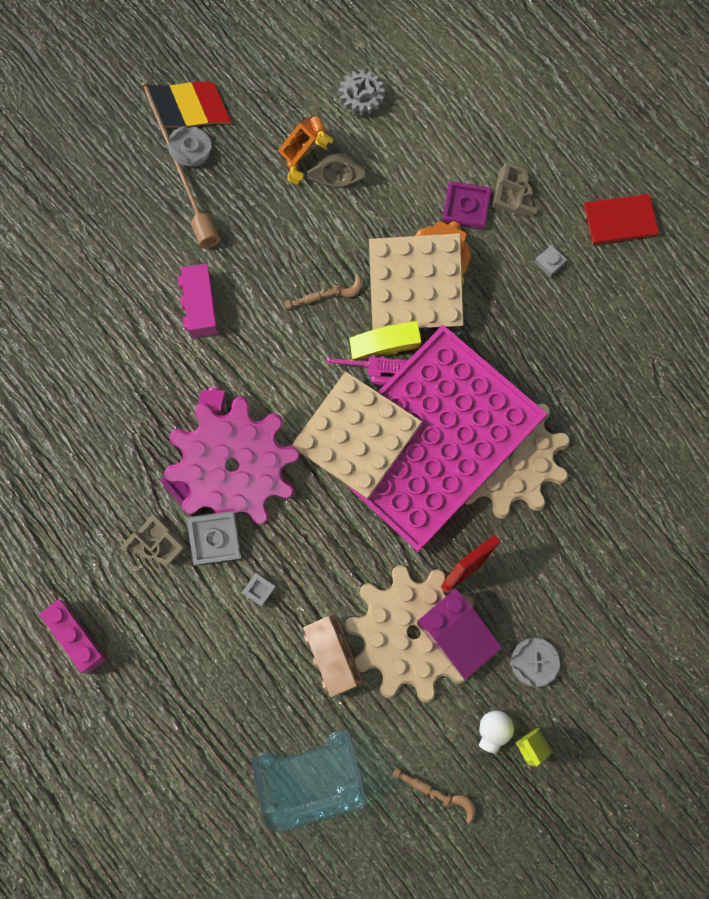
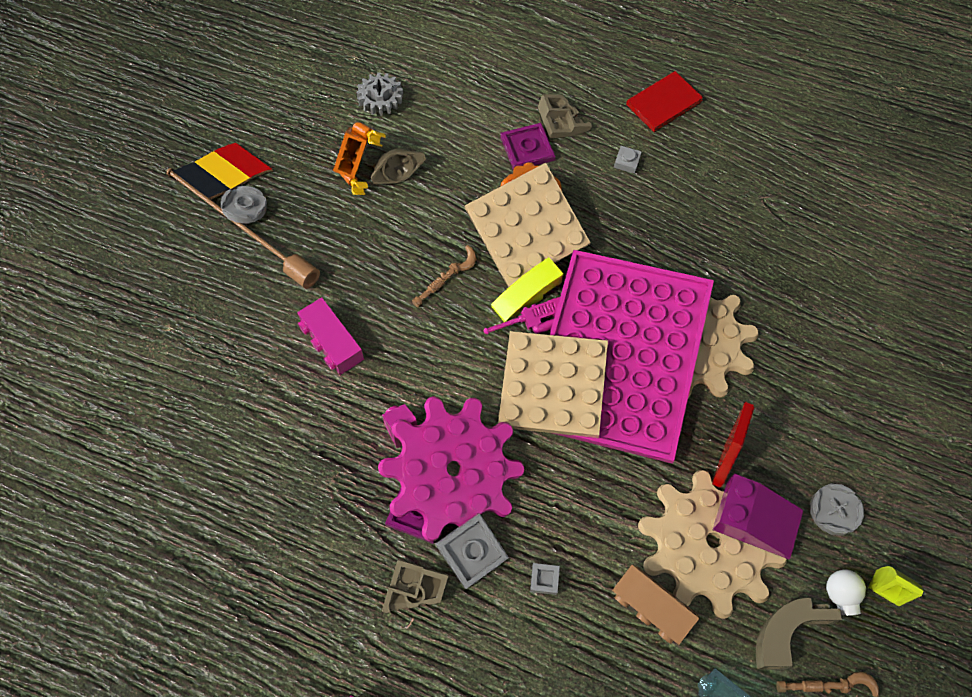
camera: 30 degrees left, 10 degrees down
(415, 731) = (775, 635): none -> dark tan arch

